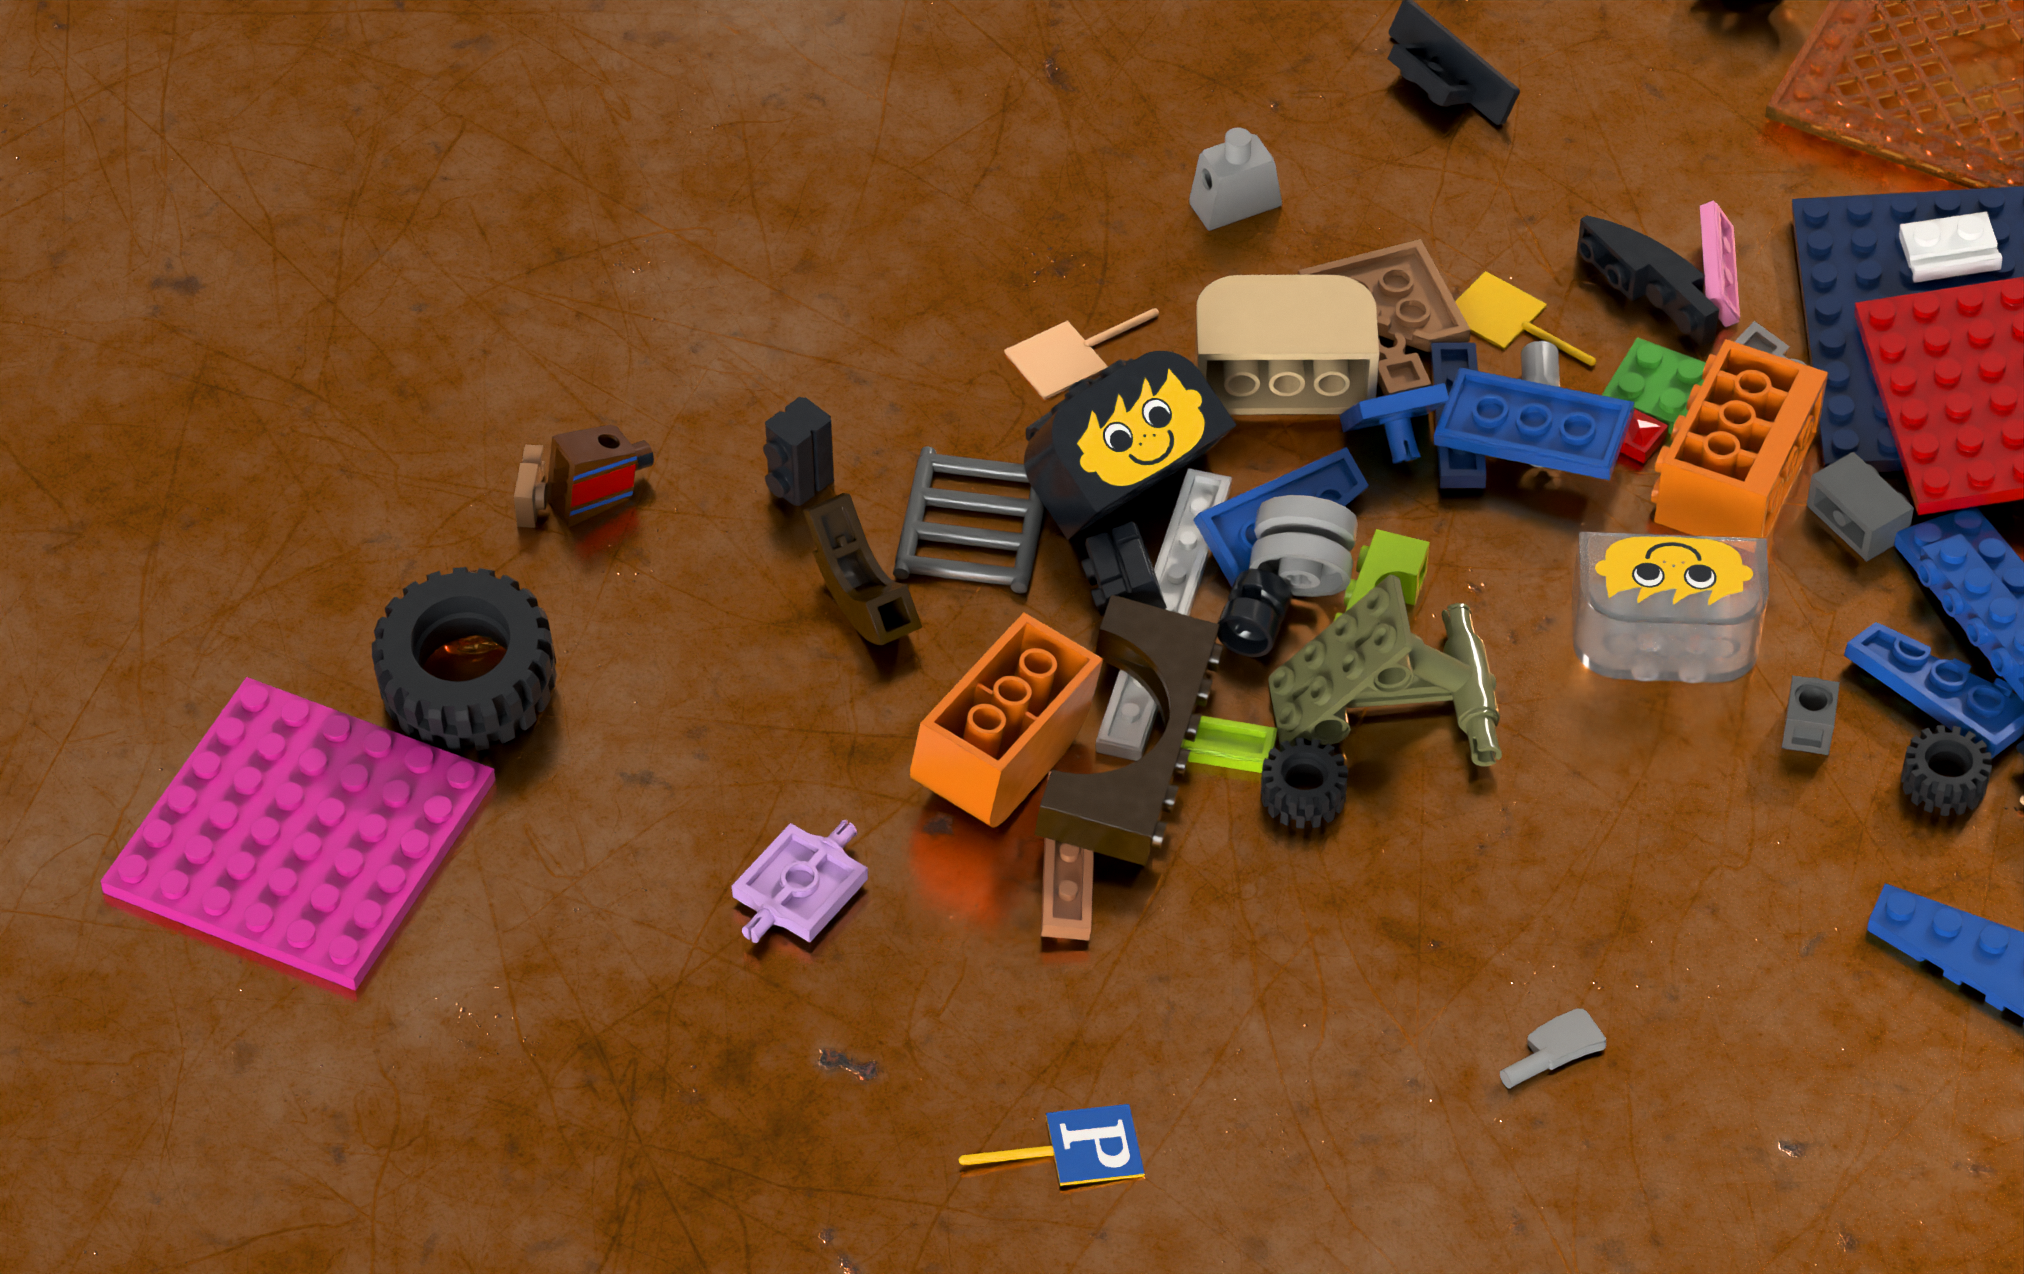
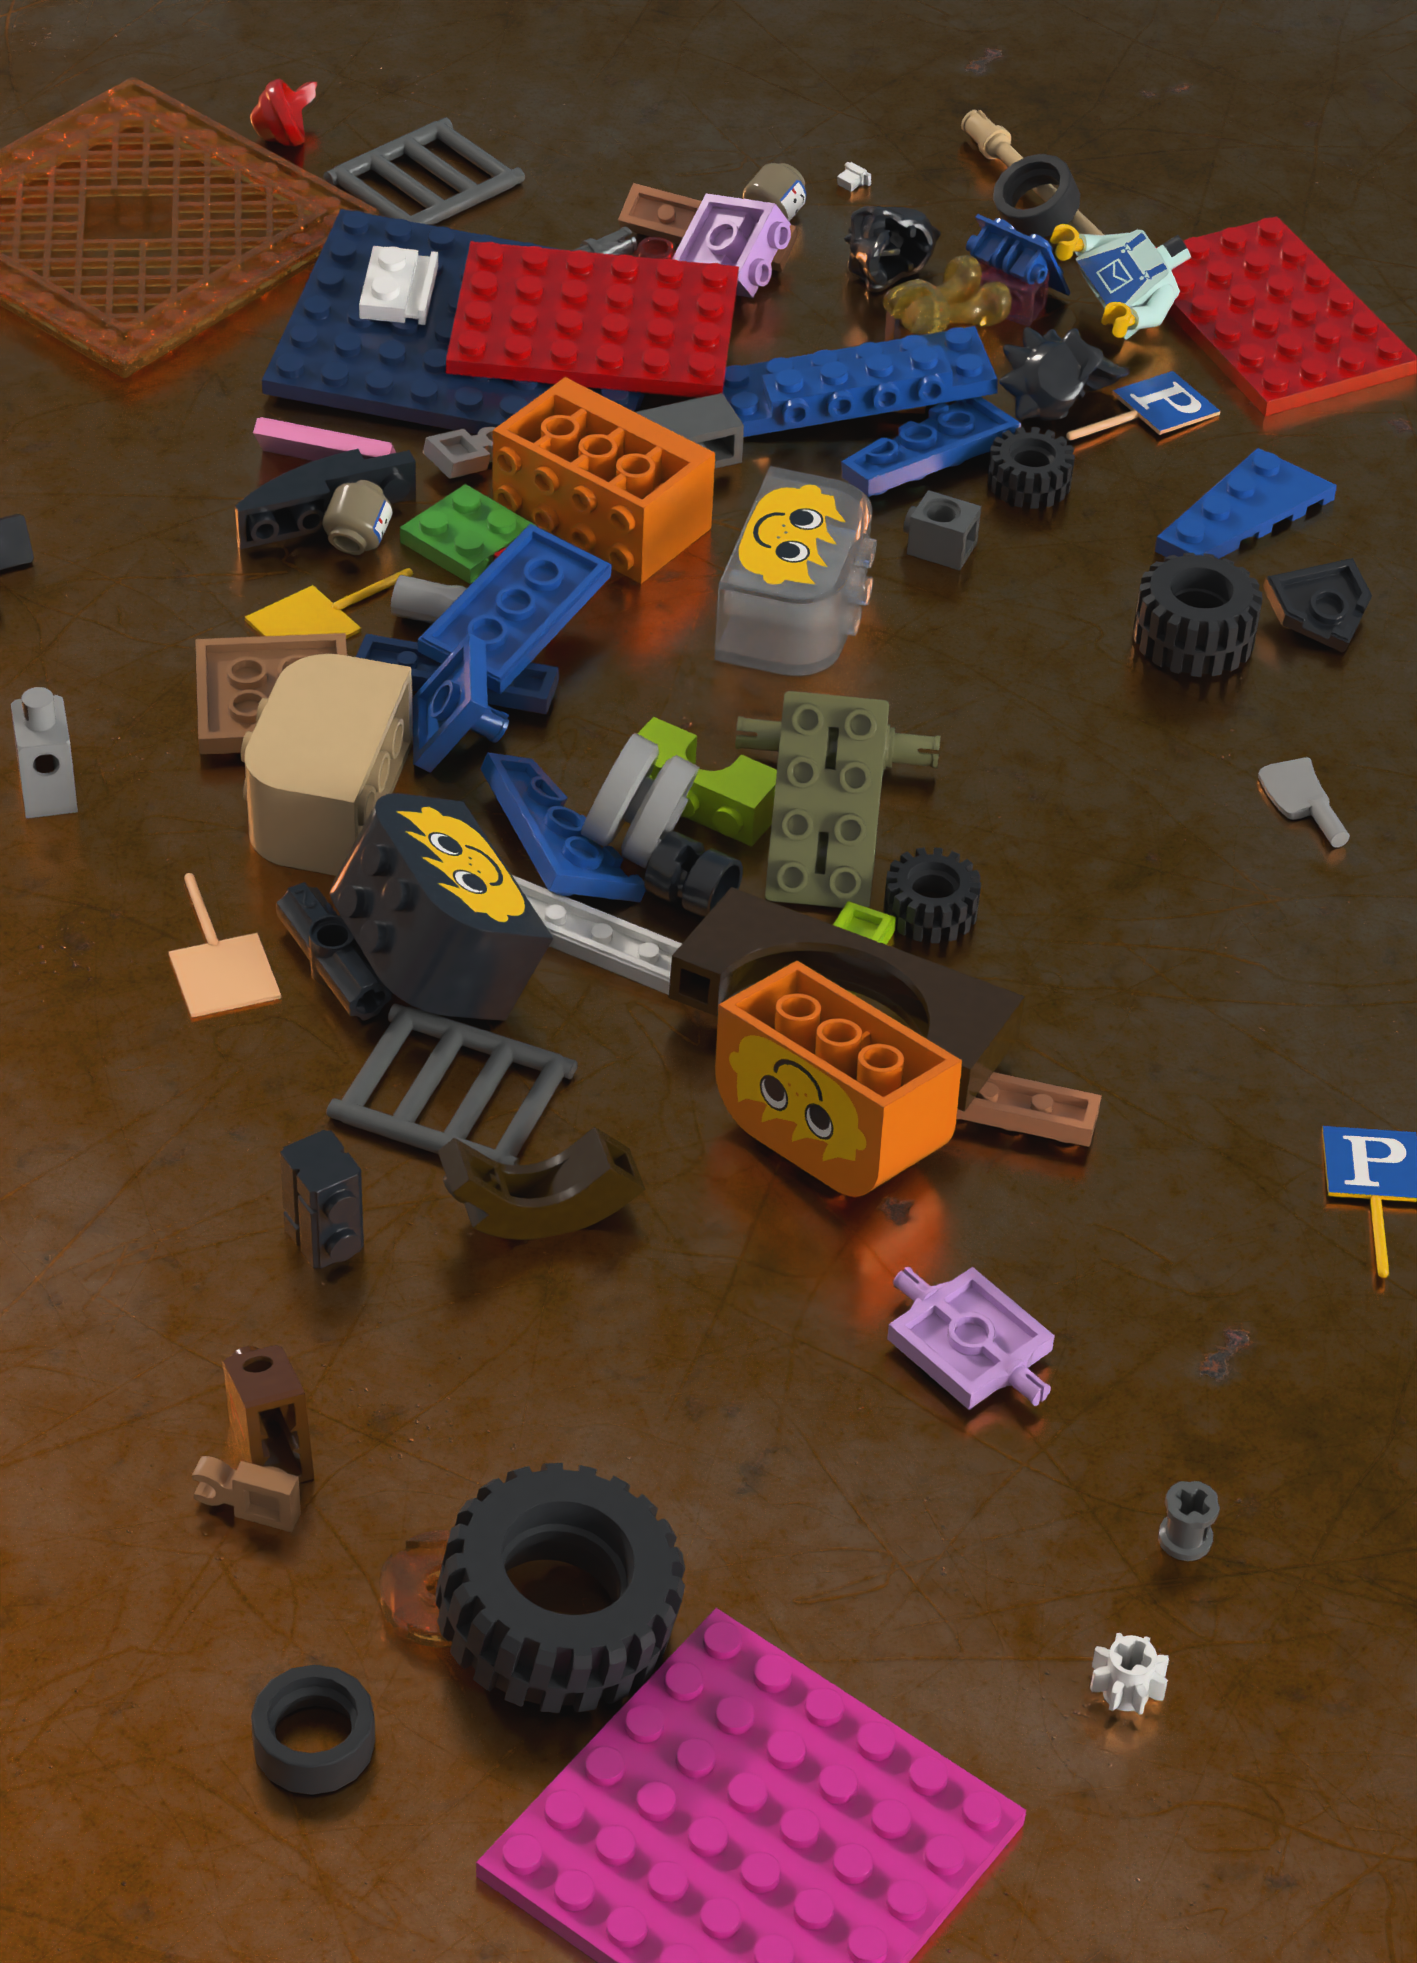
camera: 80 degrees left, 5 degrees down
(342, 592) = (307, 1688): none -> black tyre
(487, 1023) = (1129, 1673): none -> white gear
(651, 1050) = (1187, 1527): none -> dark grey bush
(1121, 568) = (609, 963): black brick -> none
(1627, 302) = (357, 517): none -> dark tan head
(1754, 949) = (1197, 614): none -> black tyre
(1840, 1025) = (1321, 601): none -> black plate

